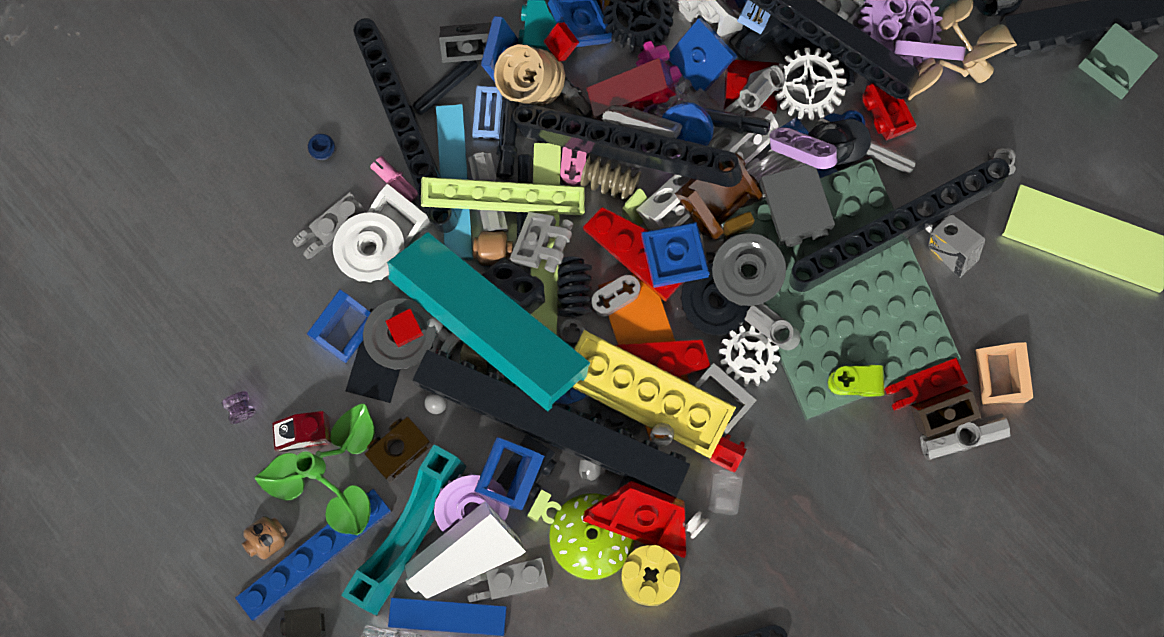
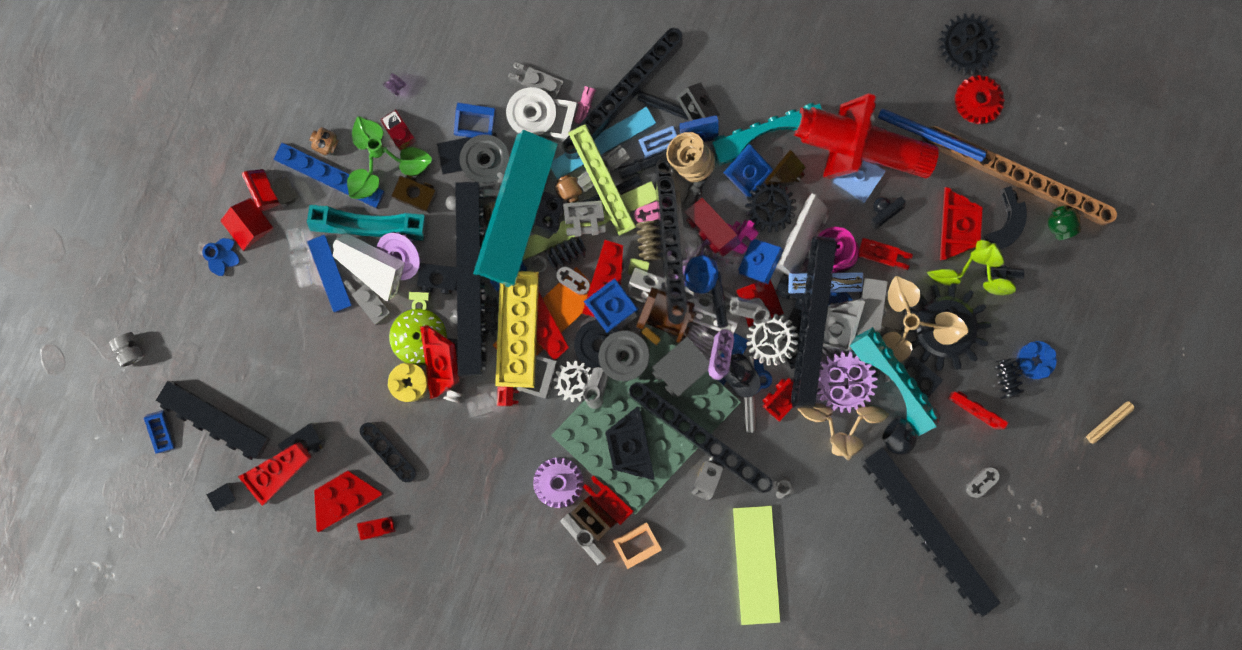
camera: 60 degrees right, 10 degrees up
(321, 146) = (585, 47): dark blue plate -> none
(404, 328) = (487, 160): red tile -> none
(522, 480) = (425, 279): blue tile -> none
(561, 41) = (722, 166): red plate -> none
(641, 121) = (690, 244): light grey hinge -> none
(662, 429) = (497, 349): light grey hinge -> none
(859, 450) = (568, 473): none -> lavender gear
(862, 381) = (587, 459): lime piece -> none
(869, 319) = (629, 446): none -> black wing
(929, 50) = (833, 407): lavender beam -> none
(1118, 61) = (885, 534): sand green bracket -> none

